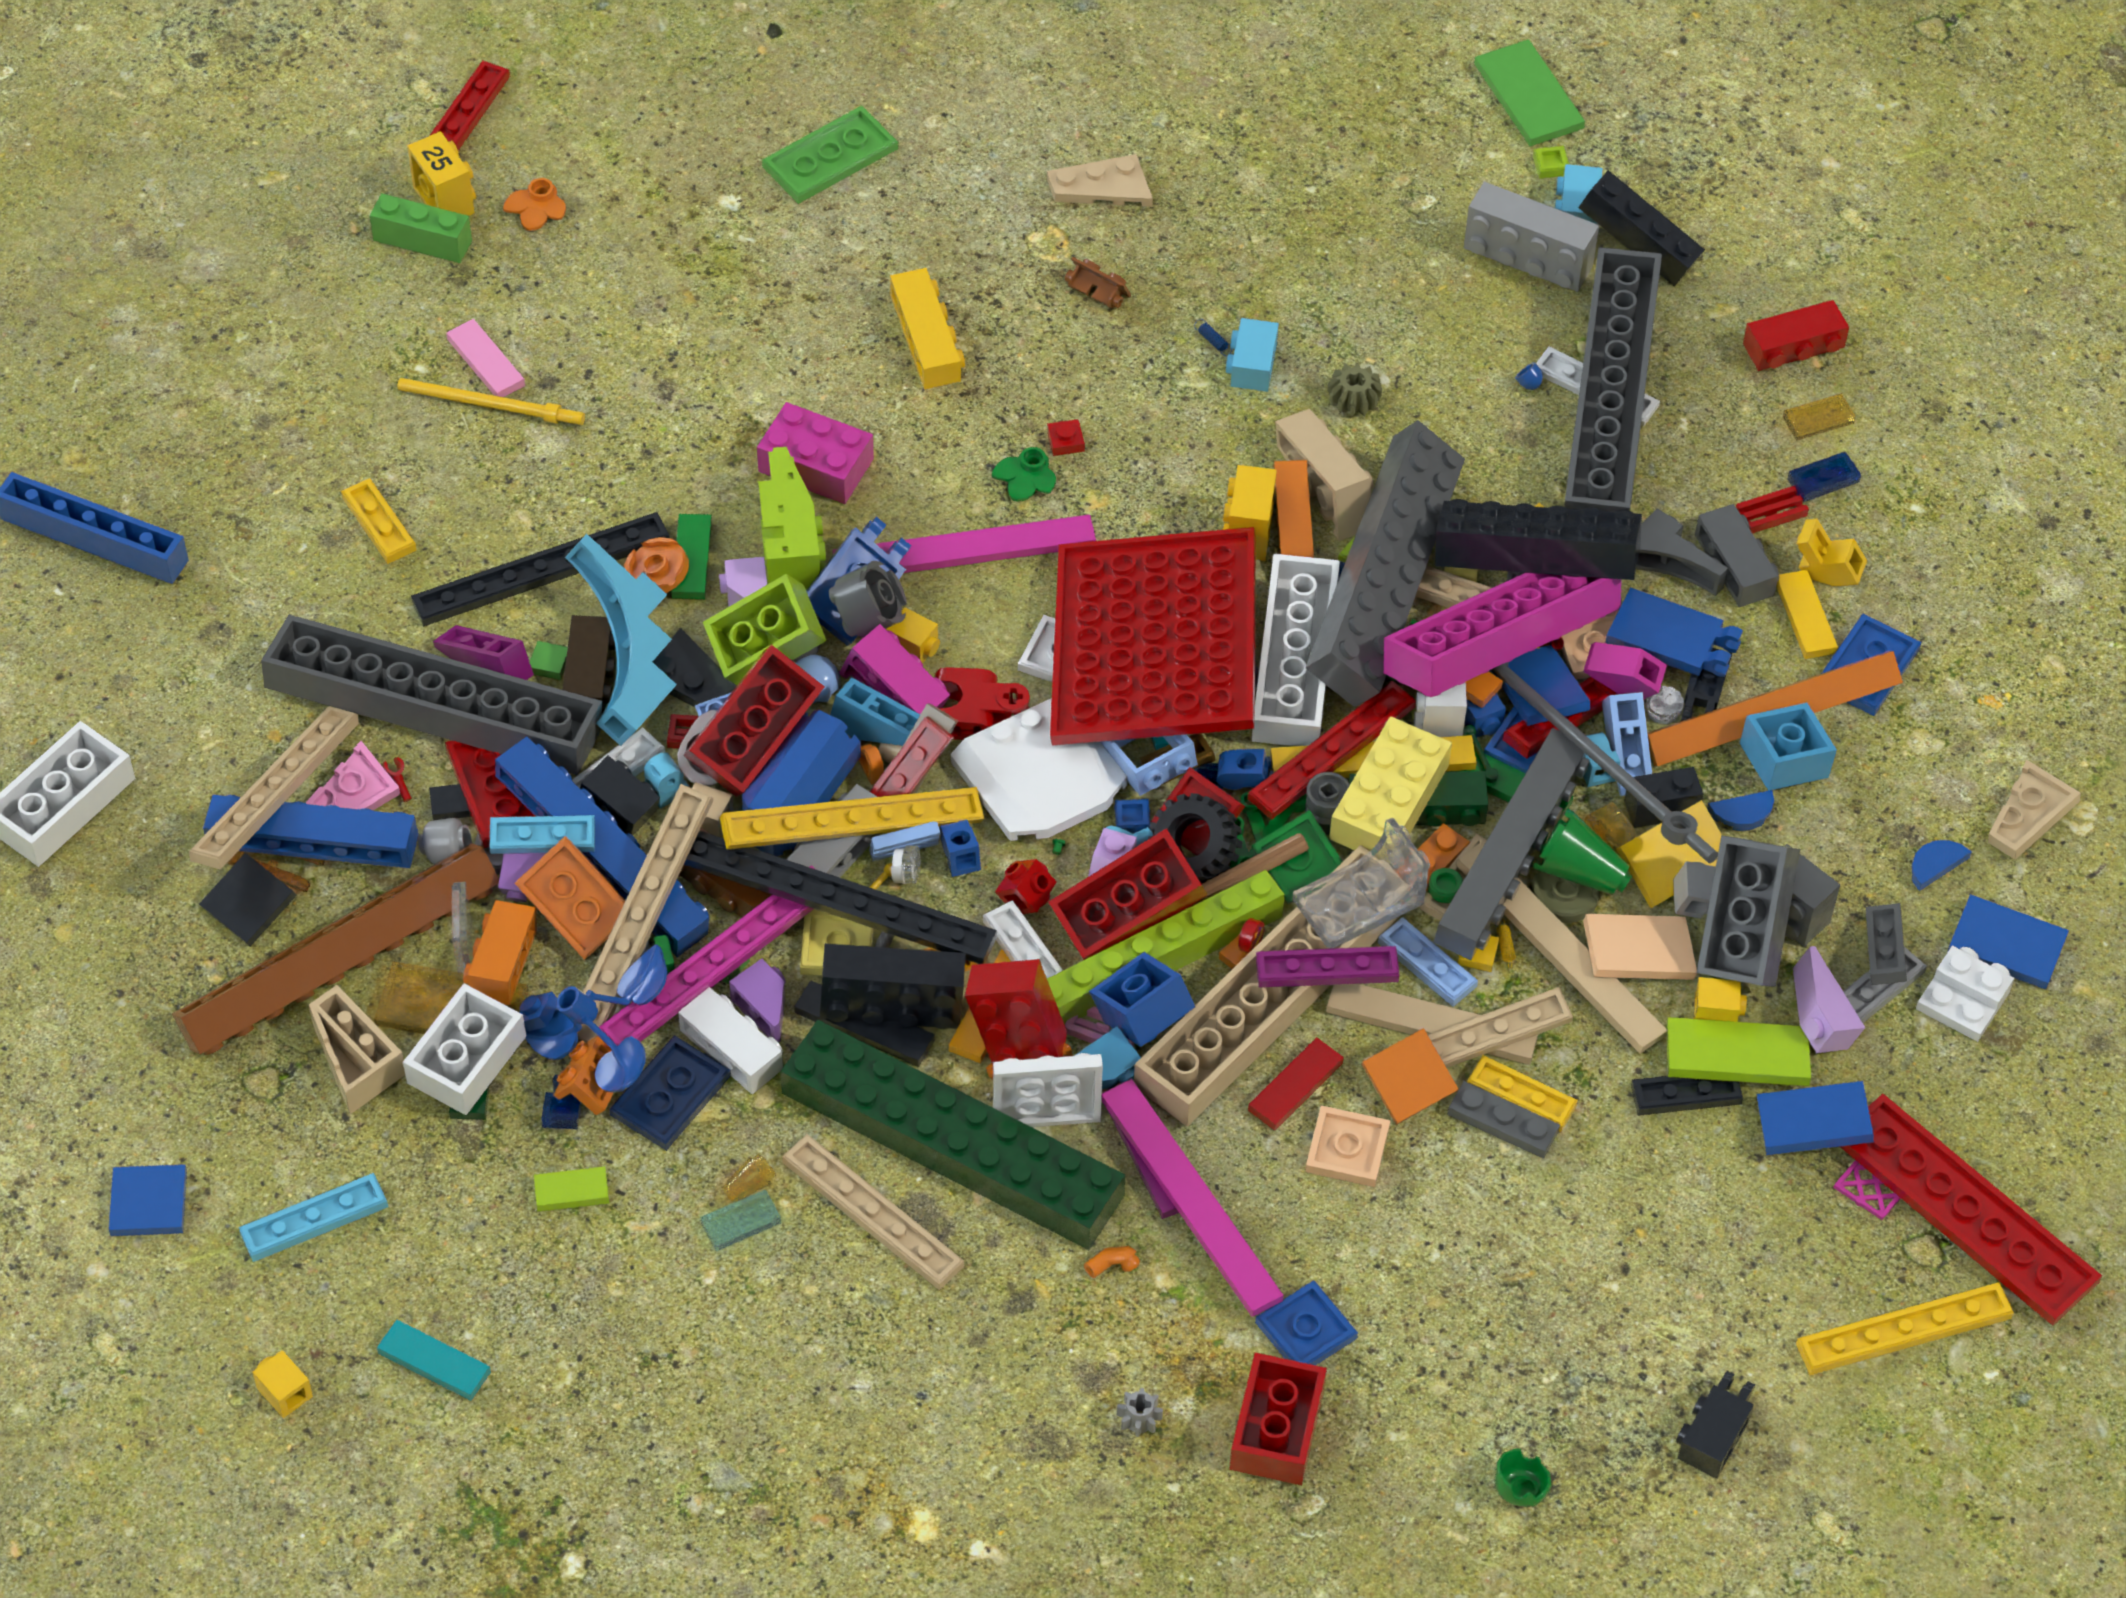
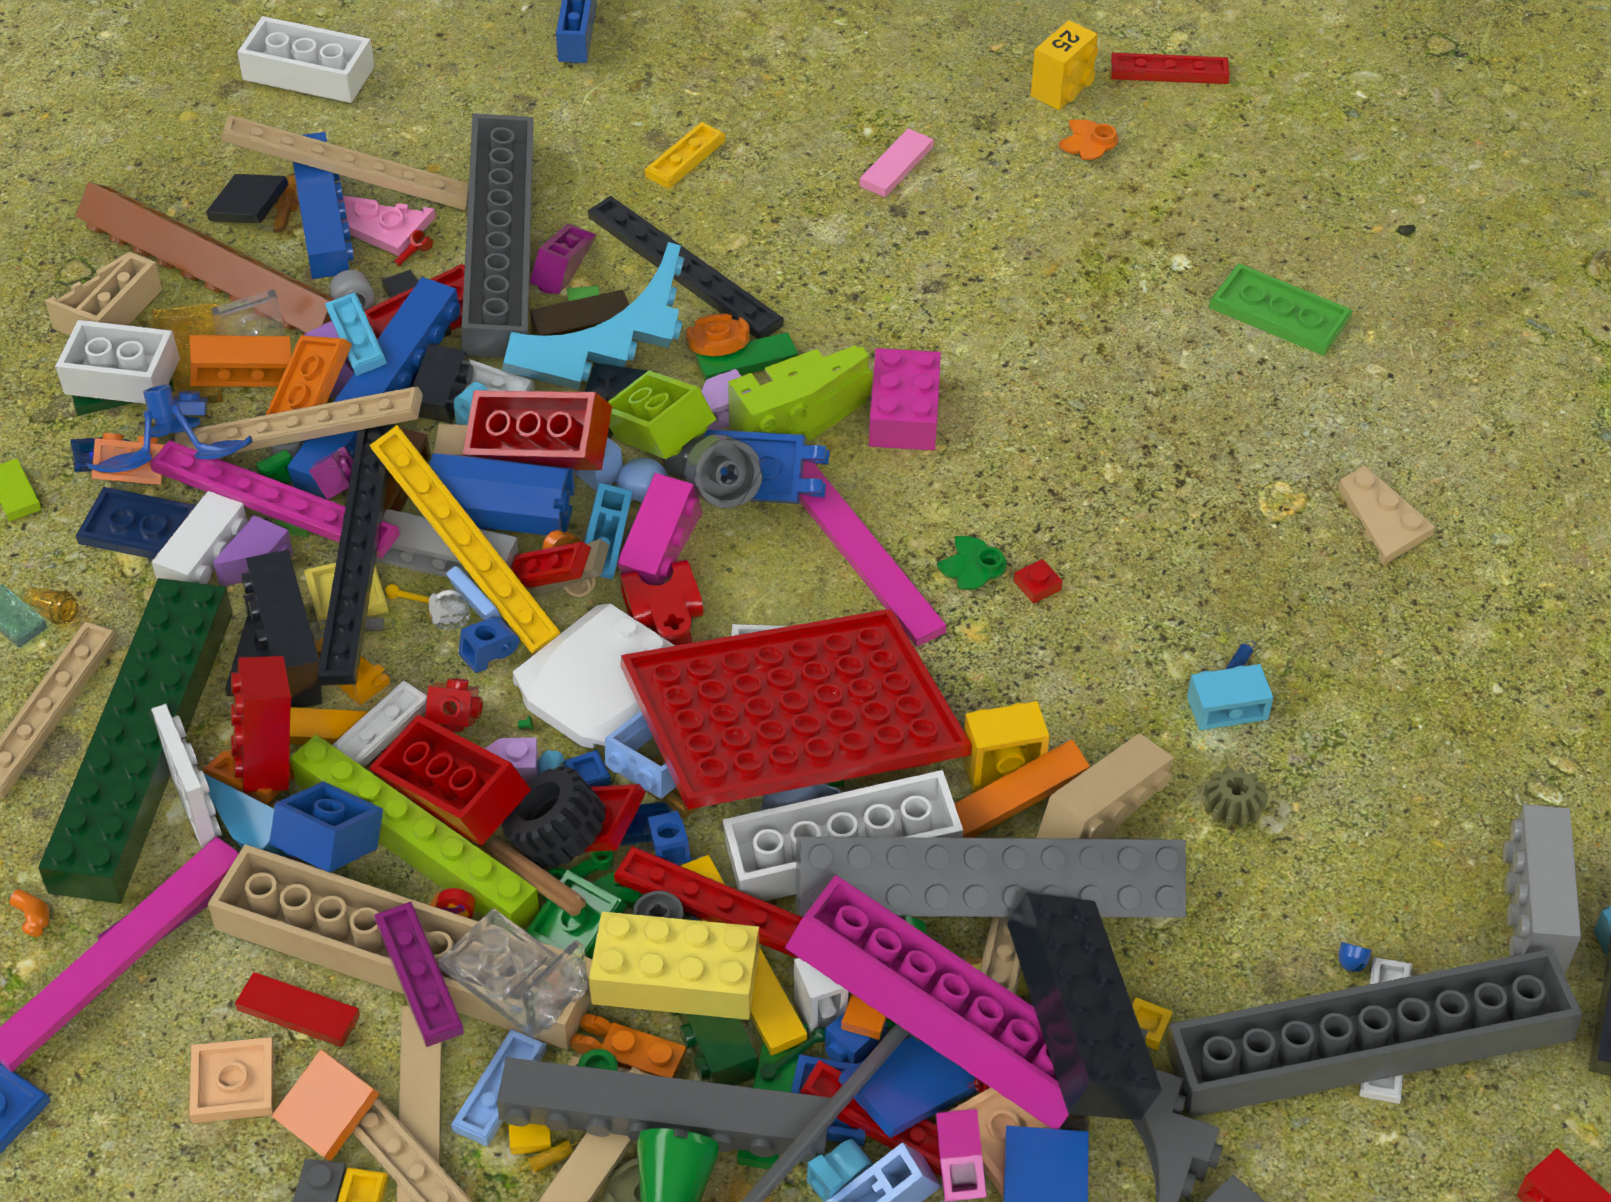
camera: 70 degrees right, 5 degrees down
(420, 228) = (1010, 76): bright green brick -> none
(550, 412) = (858, 216): yellow bar -> none
(721, 896) = (333, 472): none -> magenta brick
(917, 635) = (723, 534): yellow brick -> none
(926, 328) = (1104, 433): yellow brick -> none
(1108, 287) = (1250, 536): dark orange hinge -> none

